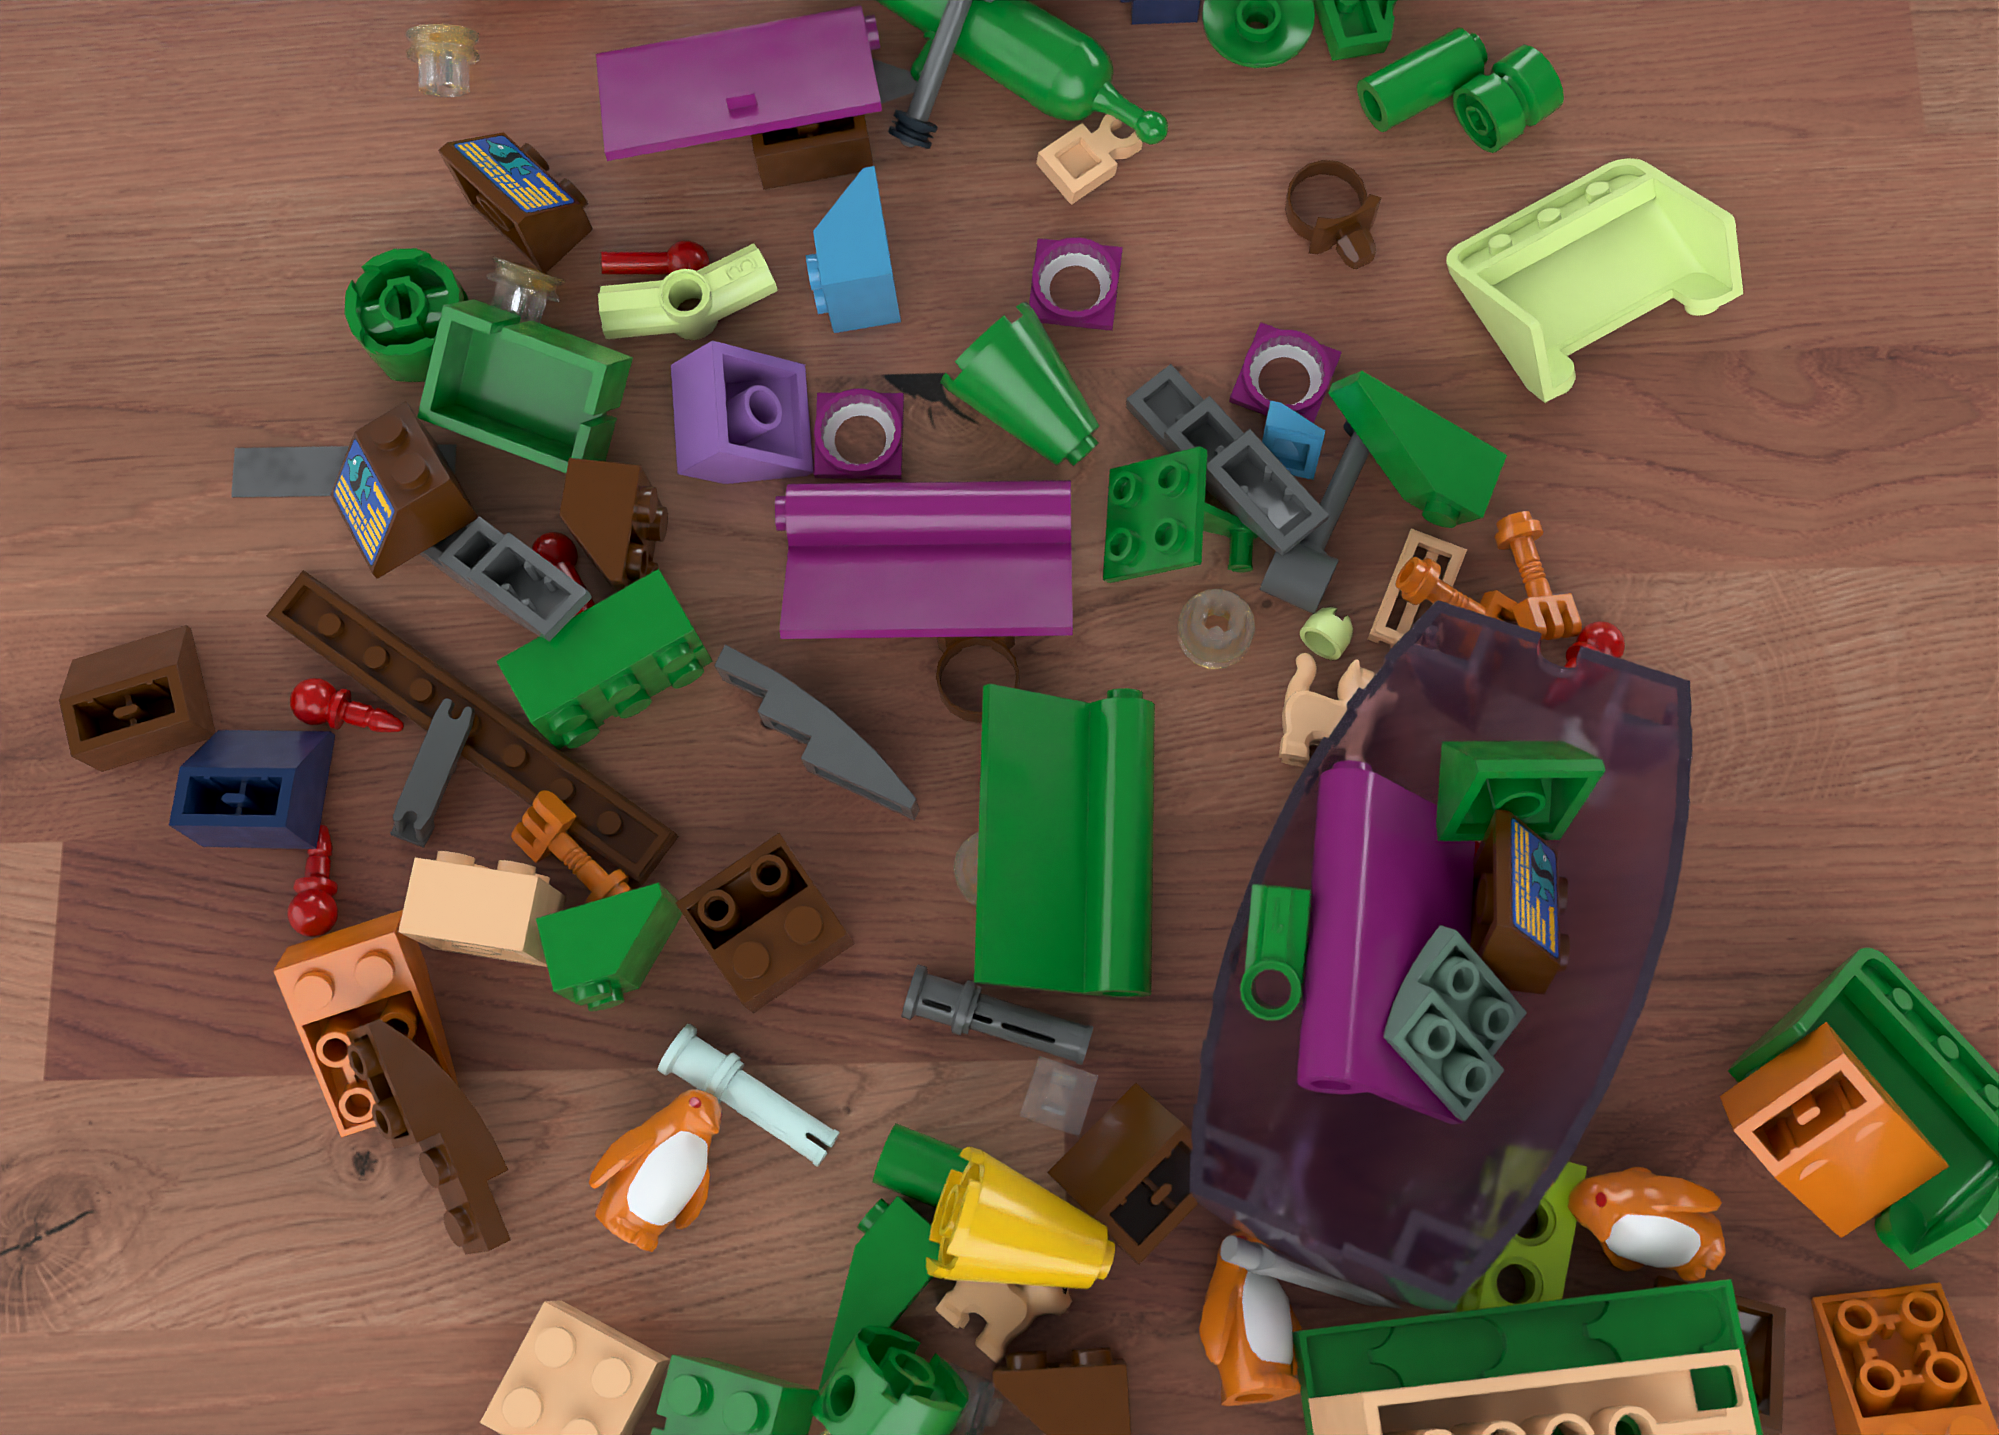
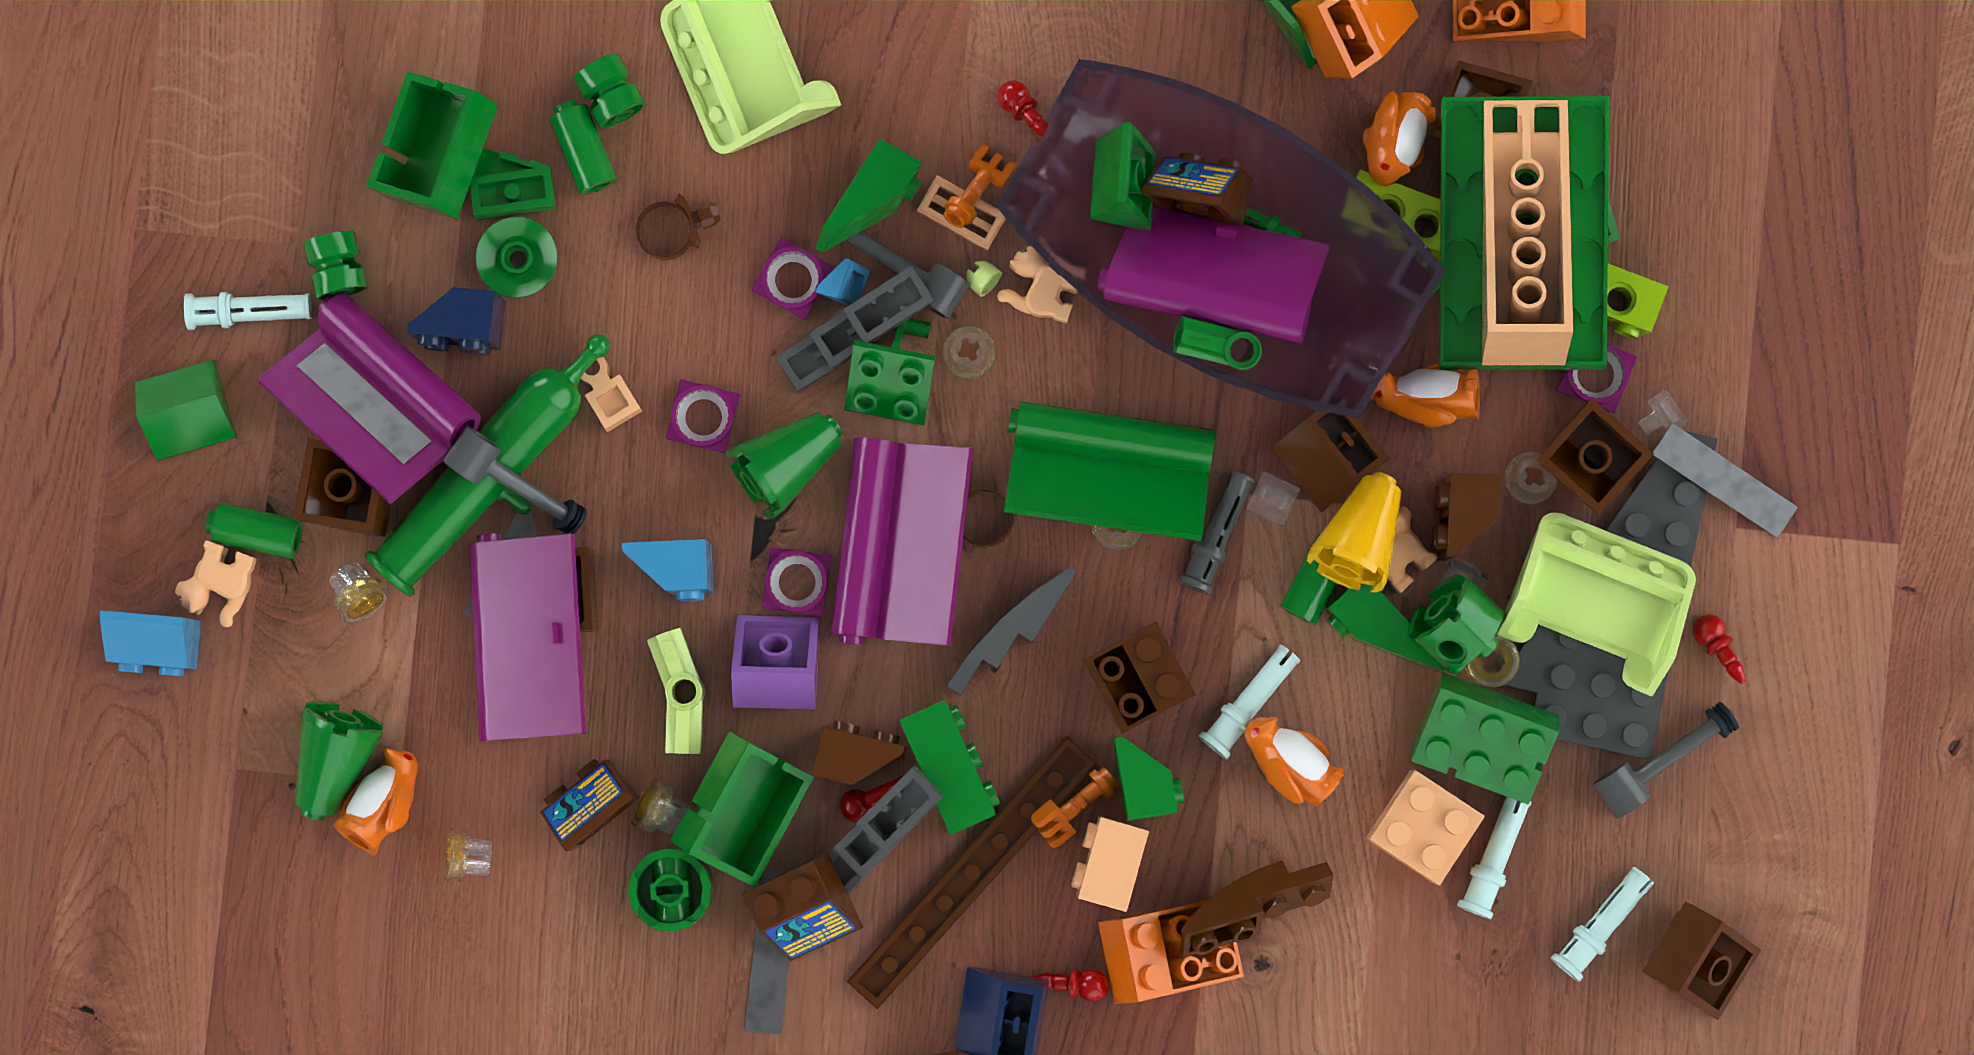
camera: 85 degrees left, 10 degrees up
(318, 702) = (945, 975): red bar -> none
(431, 774) = (1006, 898): dark grey piece -> none
(681, 255) = (646, 695): red bar -> none
(1267, 1261) = (1397, 378): light grey bar -> none
(1452, 1021) = (1270, 241): sand green slope -> none
(1542, 611) = (990, 128): orange hinge -> none

